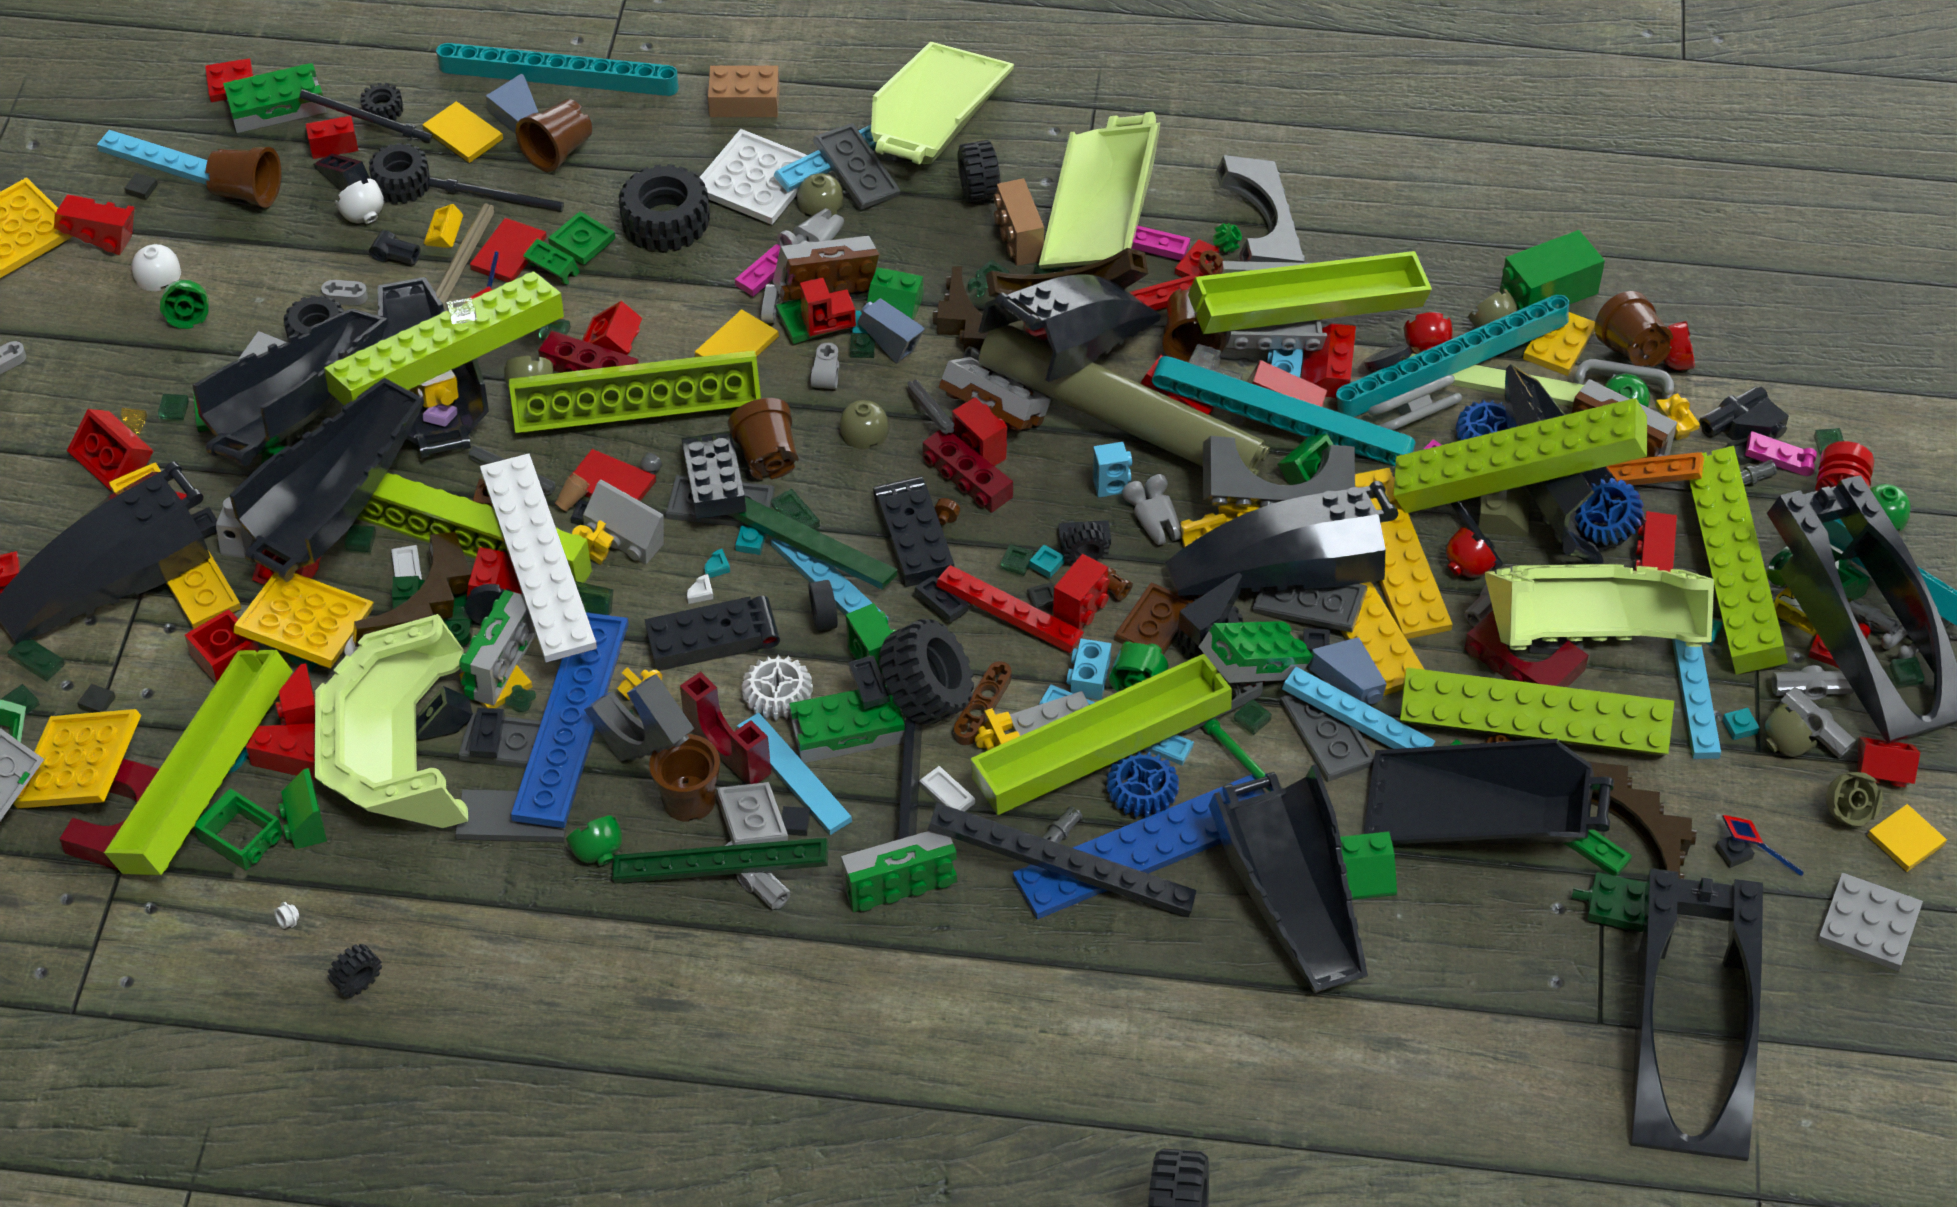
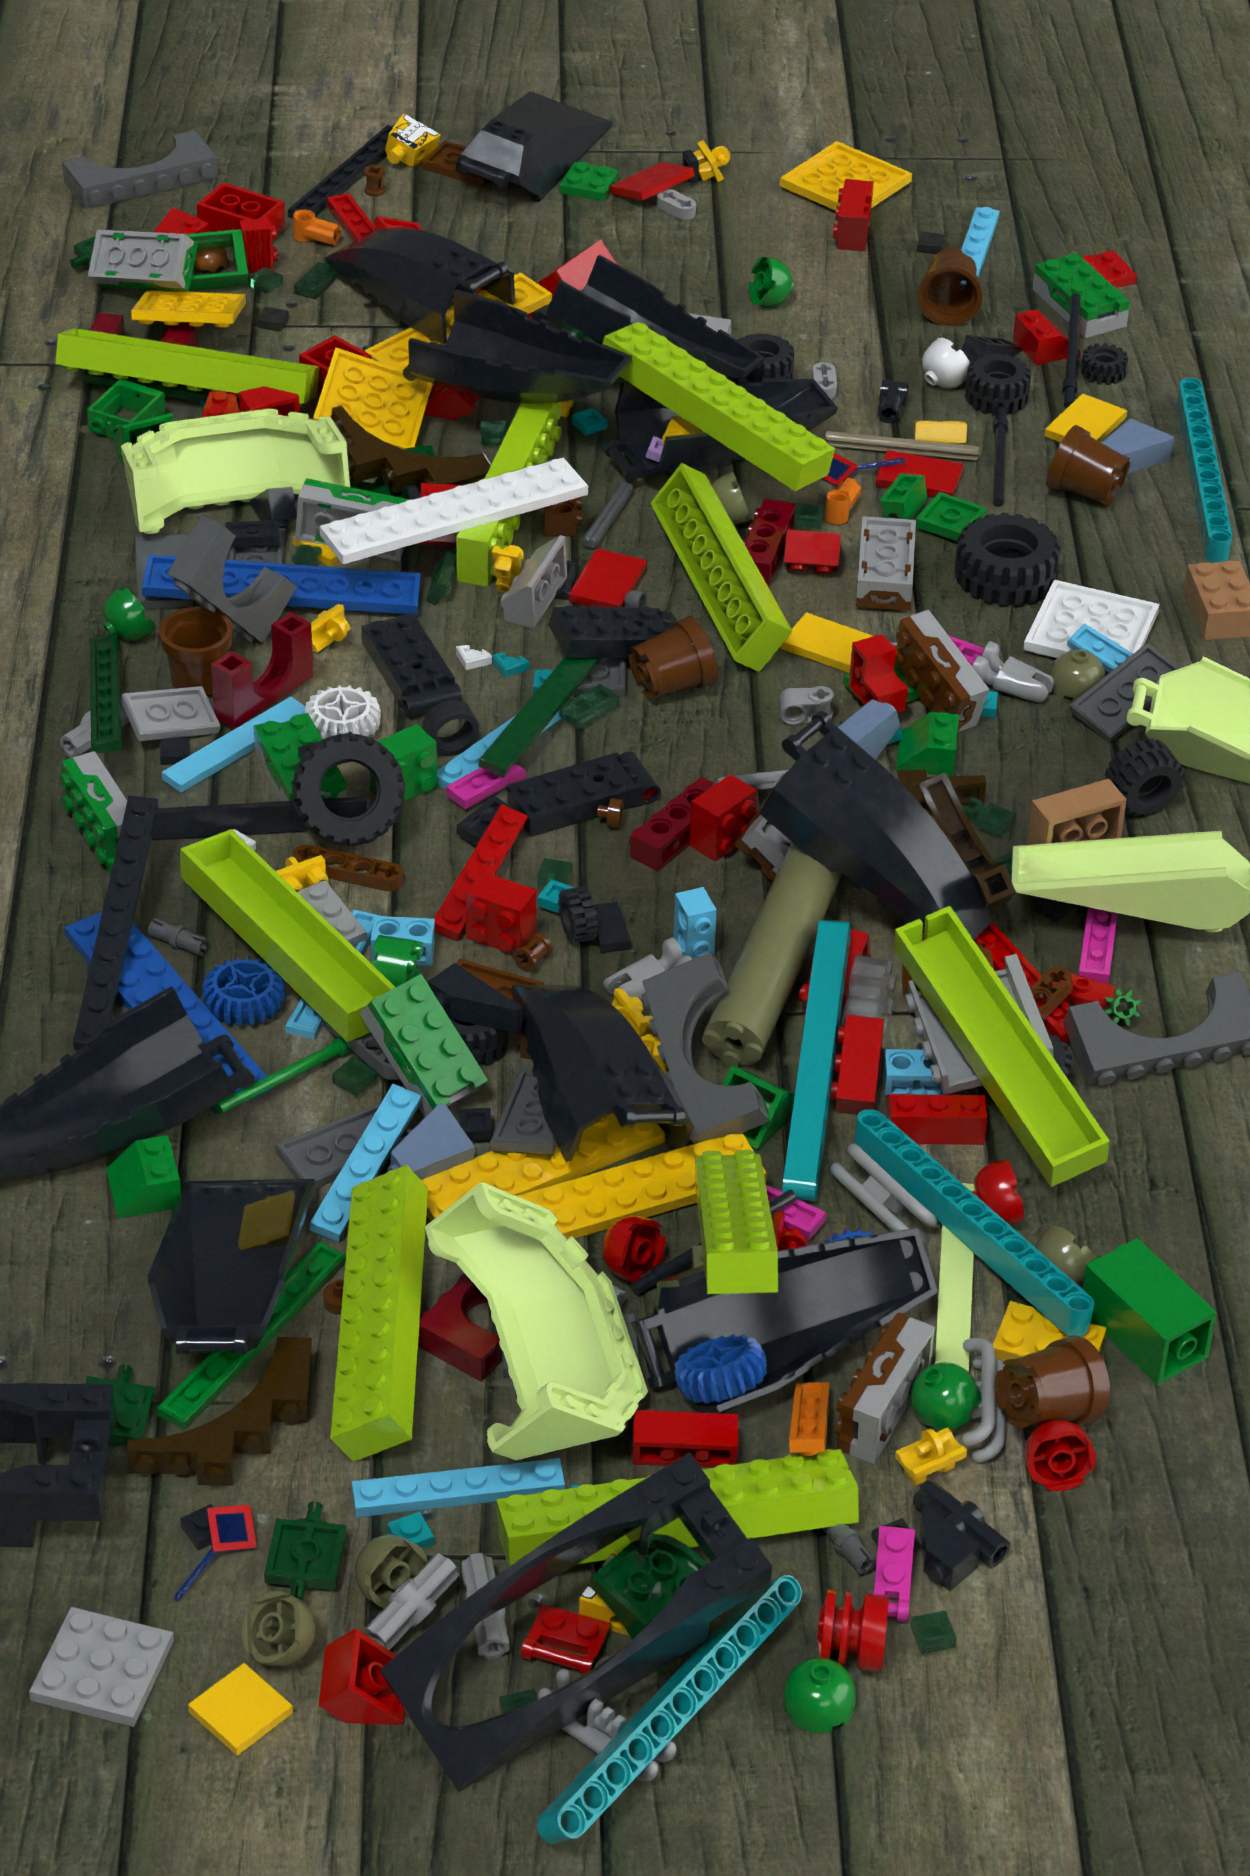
camera: 80 degrees right, 10 degrees down
(155, 267) = (819, 264): white cylinder -> none
(286, 915) = (33, 454): white plate -> none
(461, 311) = (737, 389): clear plate -> none
(572, 491) = (582, 549): medium nougat cone -> none
(649, 285) = (886, 563): none -> light grey piece
(864, 424) = (731, 742): olive cylinder -> none
(890, 601) = (480, 785): none -> dark pink plate
(1387, 357) = (950, 1158): black tile -> none
(1431, 780) = (266, 1220): none -> clear yellow piece
(1765, 786) = (305, 1552): none -> dark green plate

